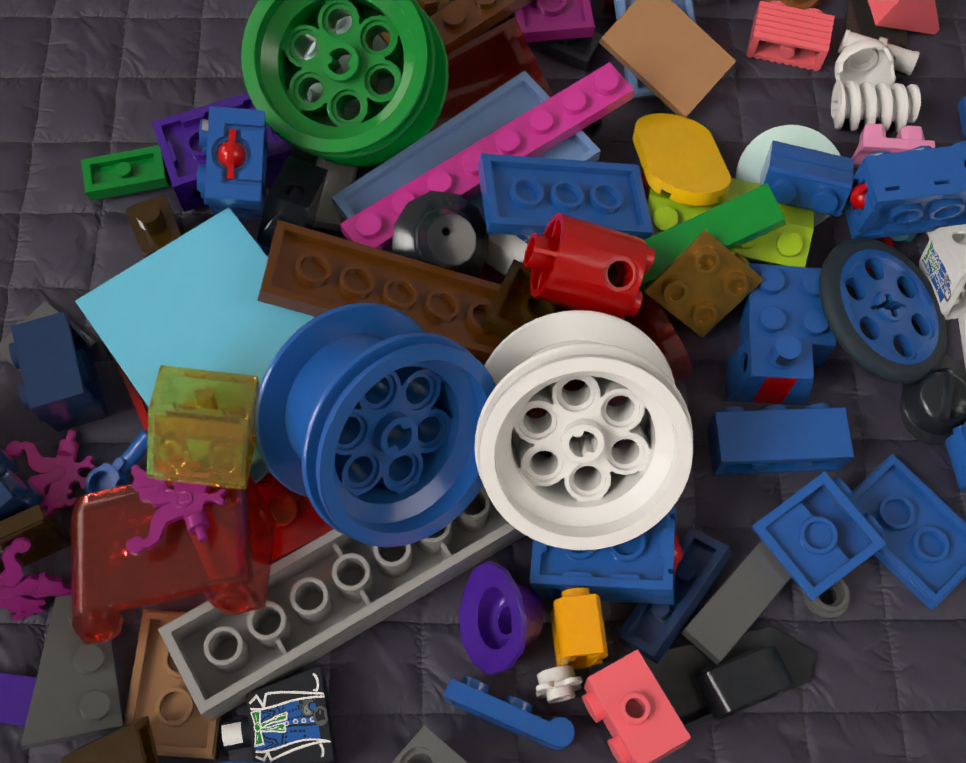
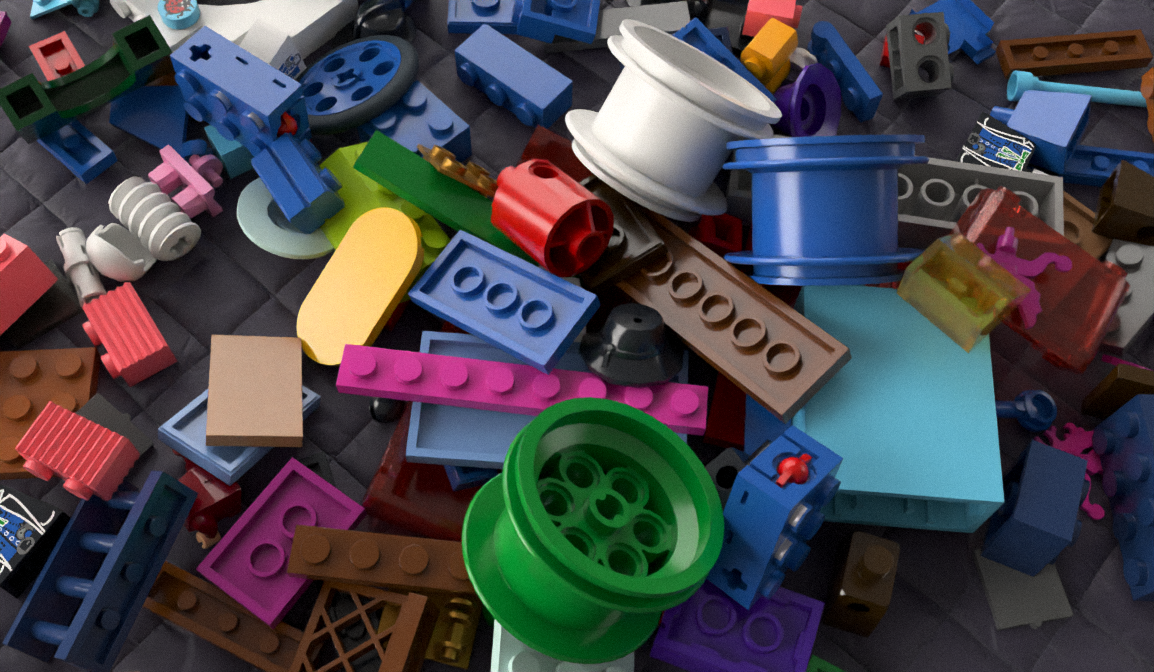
camera: 140 degrees left, 5 degrees down
(775, 371) = (478, 105): blue torso -> none

